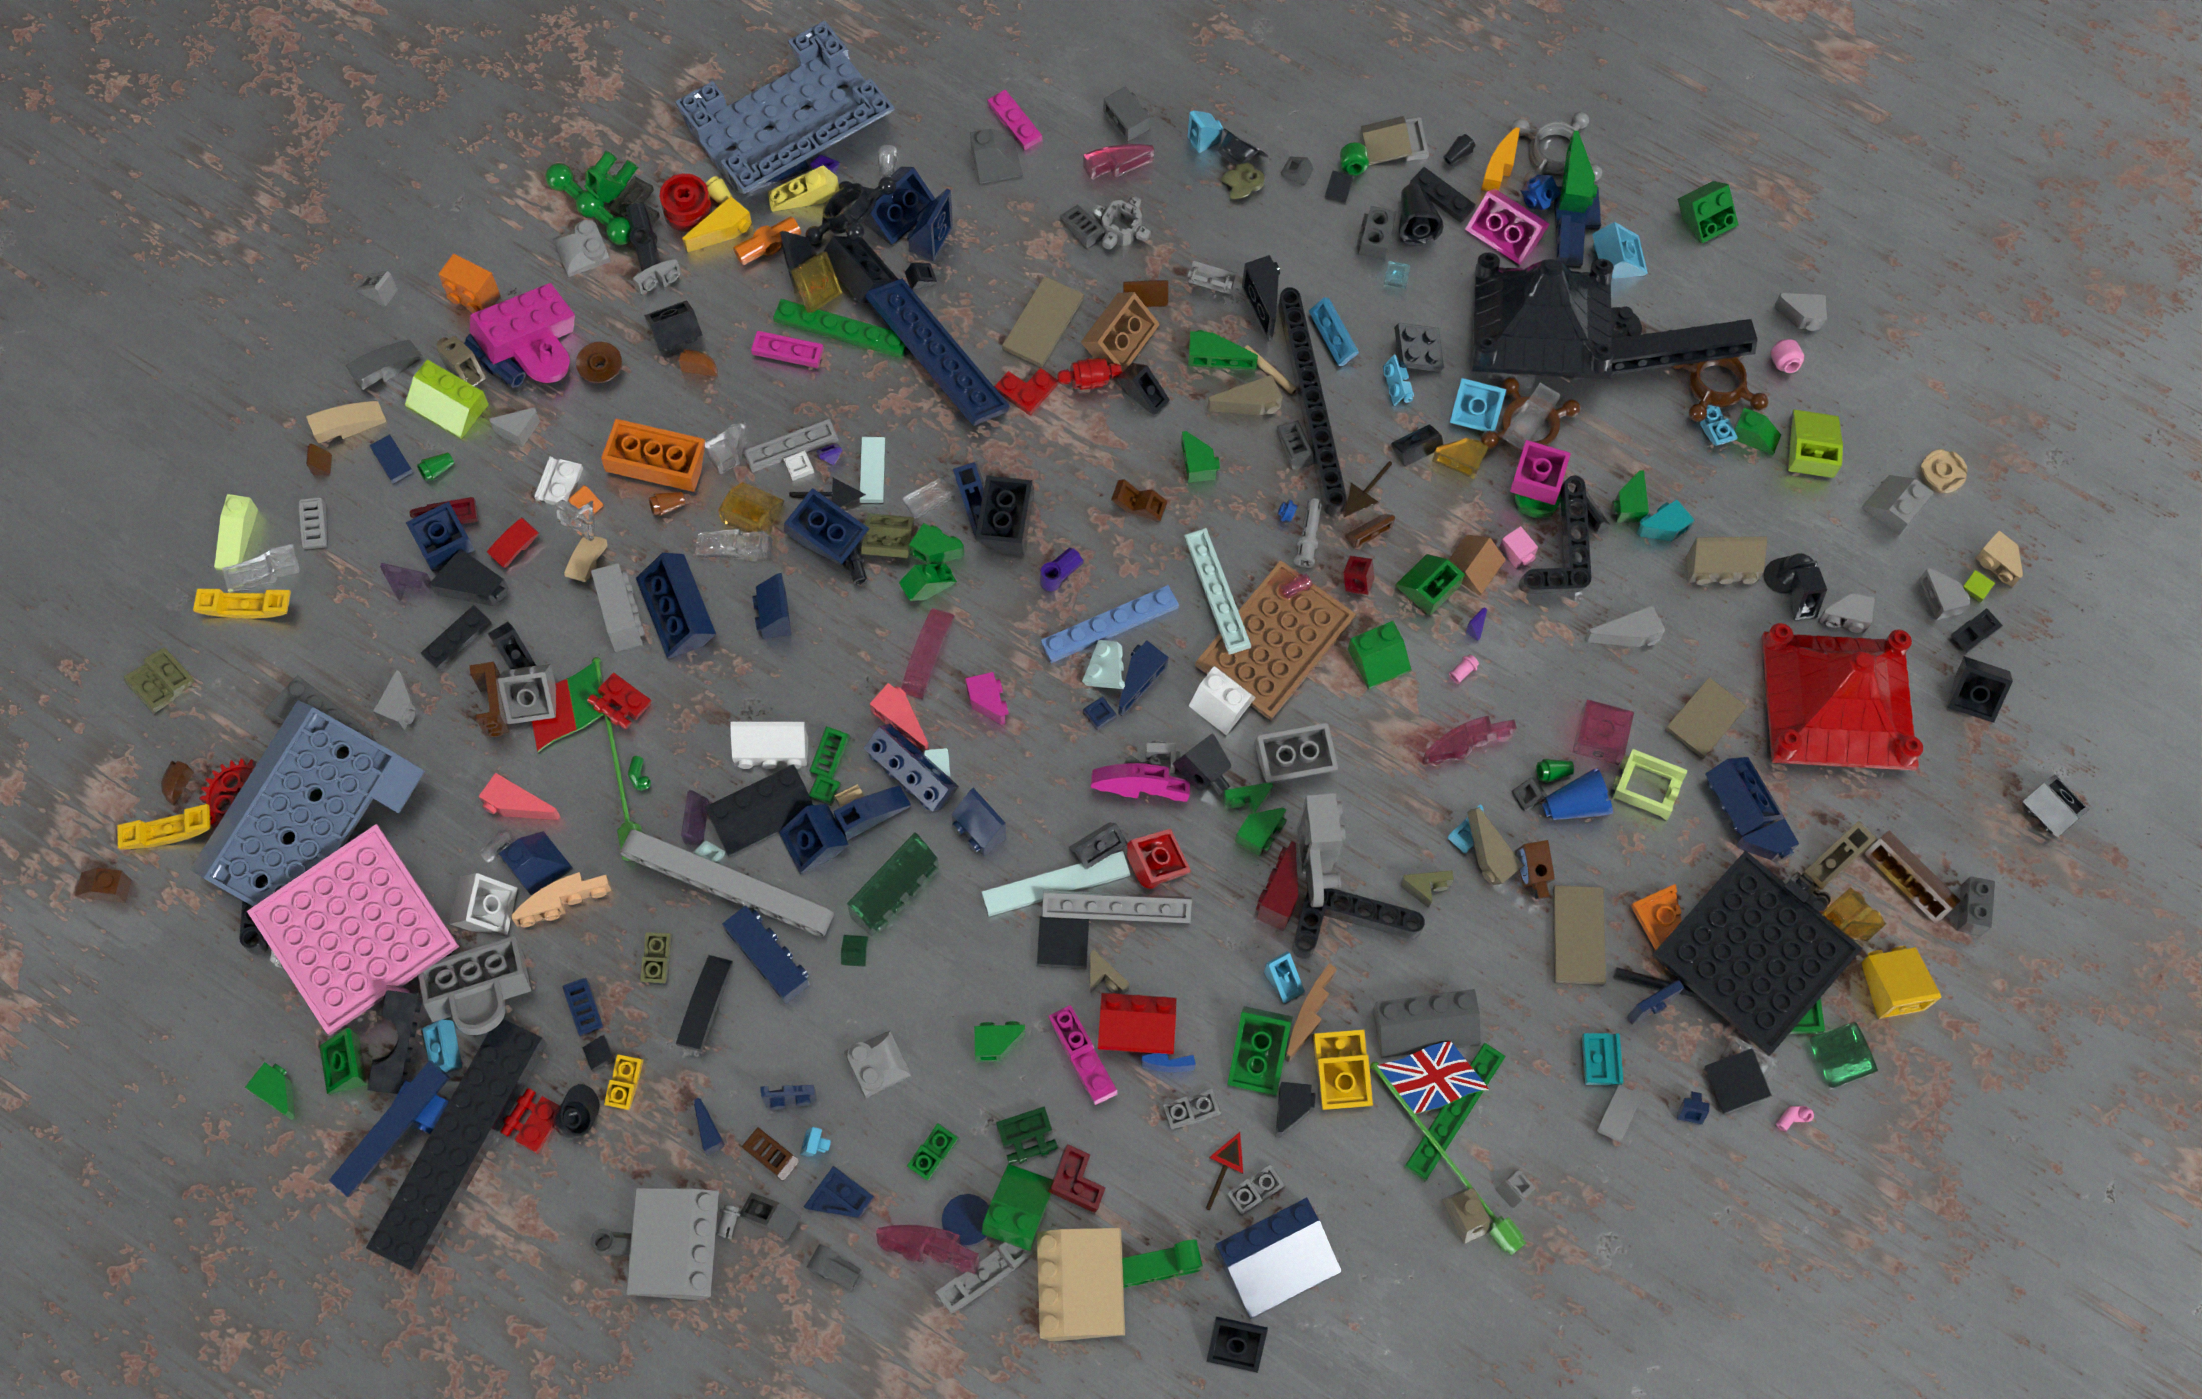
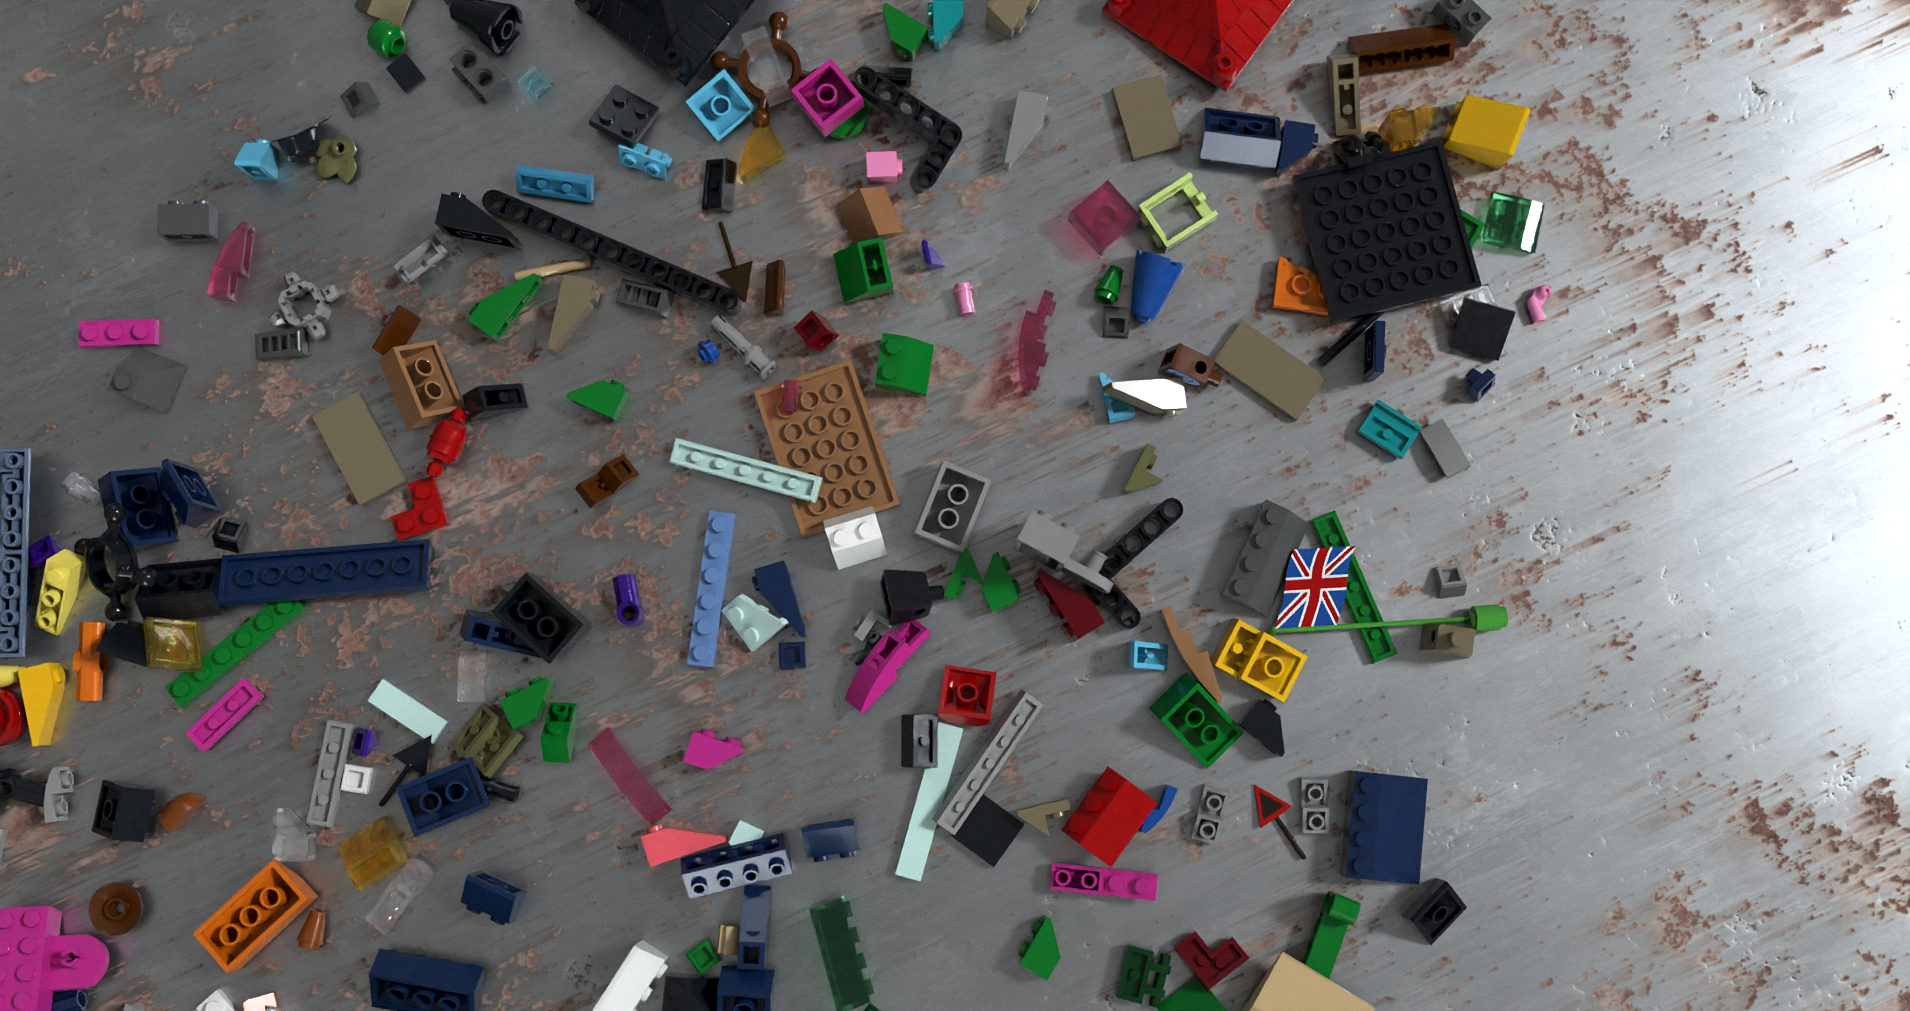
camera: 55 degrees left, 15 degrees up
(844, 737) = (656, 911): green slope -> none

